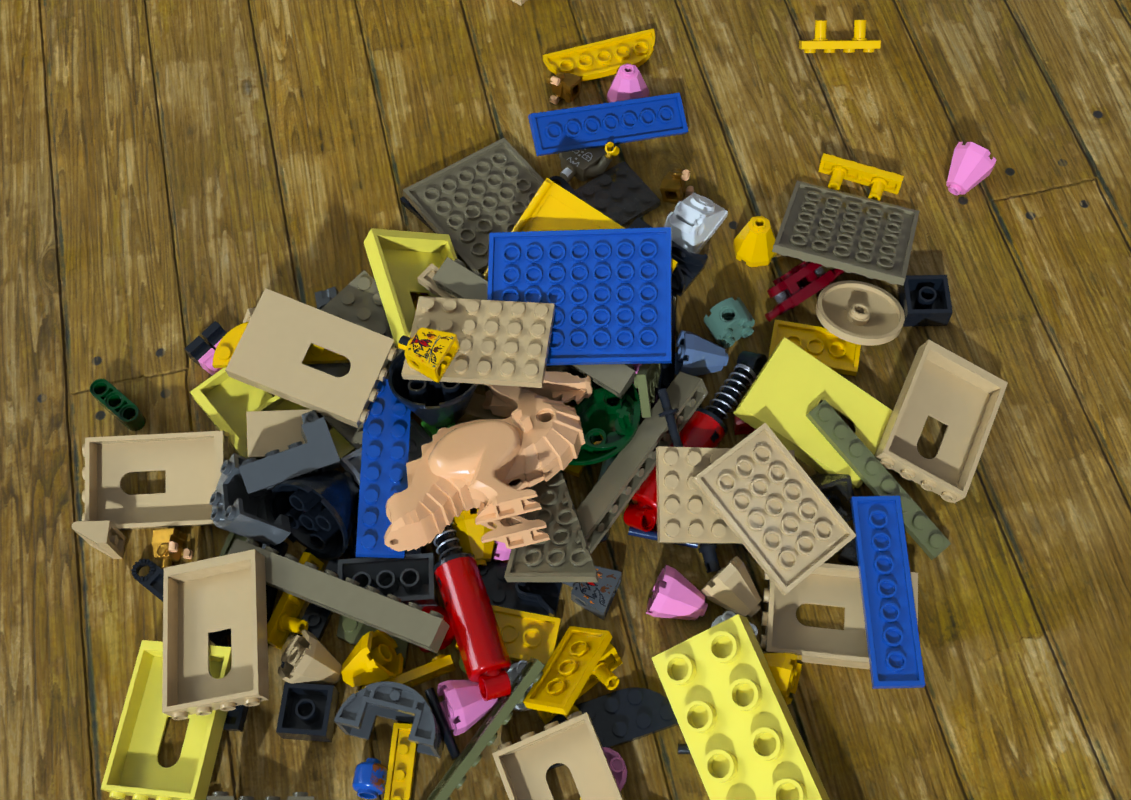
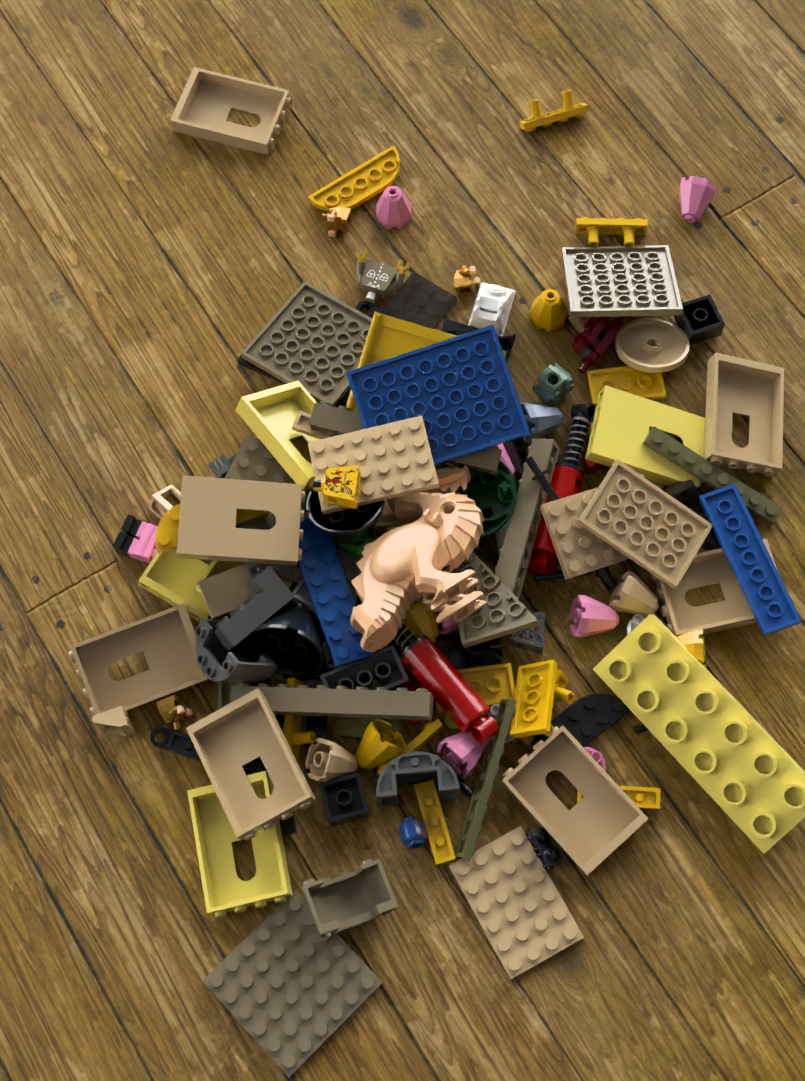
camera: 20 degrees left, 5 degrees up
(124, 410) = (68, 604): dark green beam -> none
(607, 122) = (391, 244): blue plate -> none
(646, 381) = (510, 455): olive wing -> none

